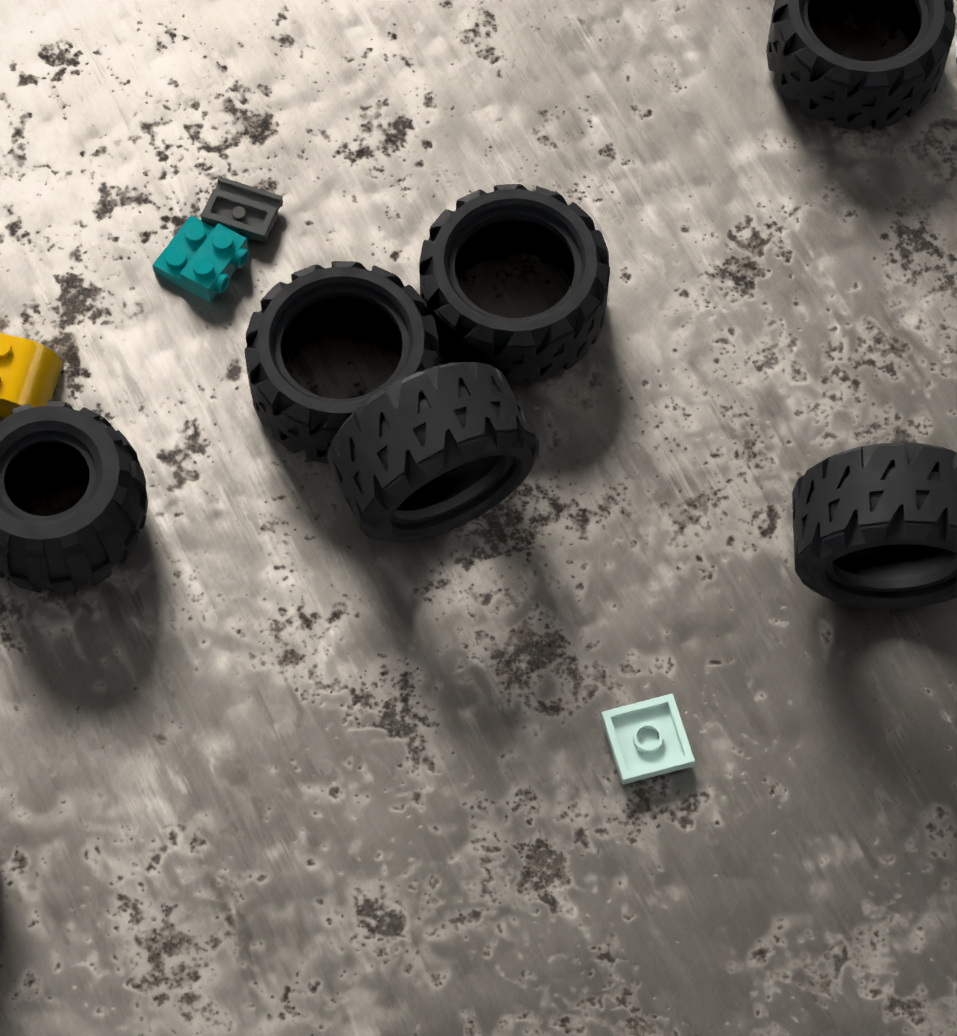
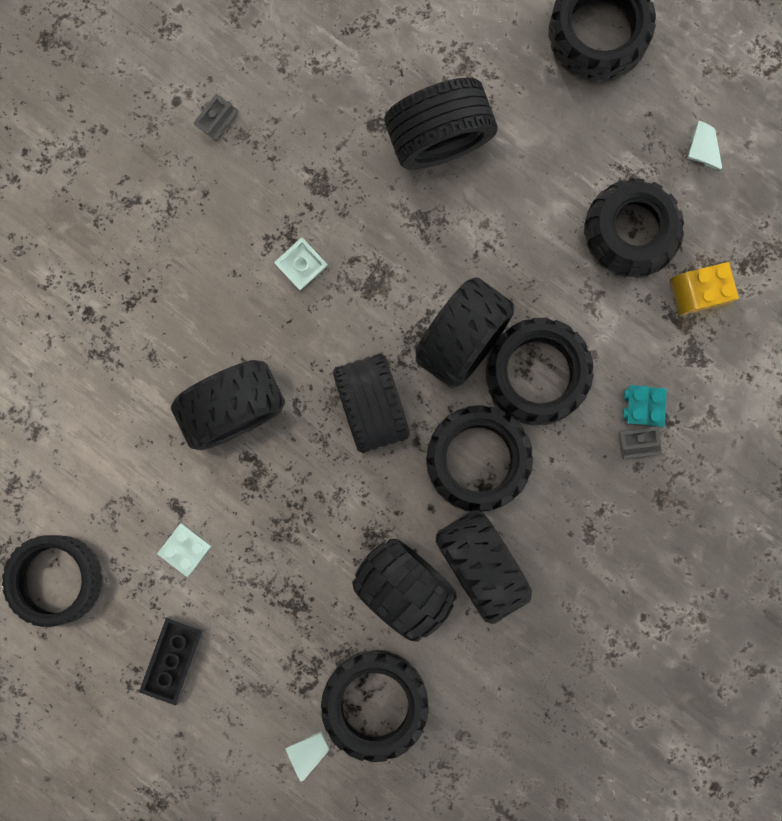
camera: 160 degrees right, 20 degrees up
(278, 807) = (440, 123): none -> black tyre
(597, 112) = (484, 566): none -> black tyre
(647, 426) = (371, 403): none -> black tyre
(736, 143) = (404, 590): none -> black tyre

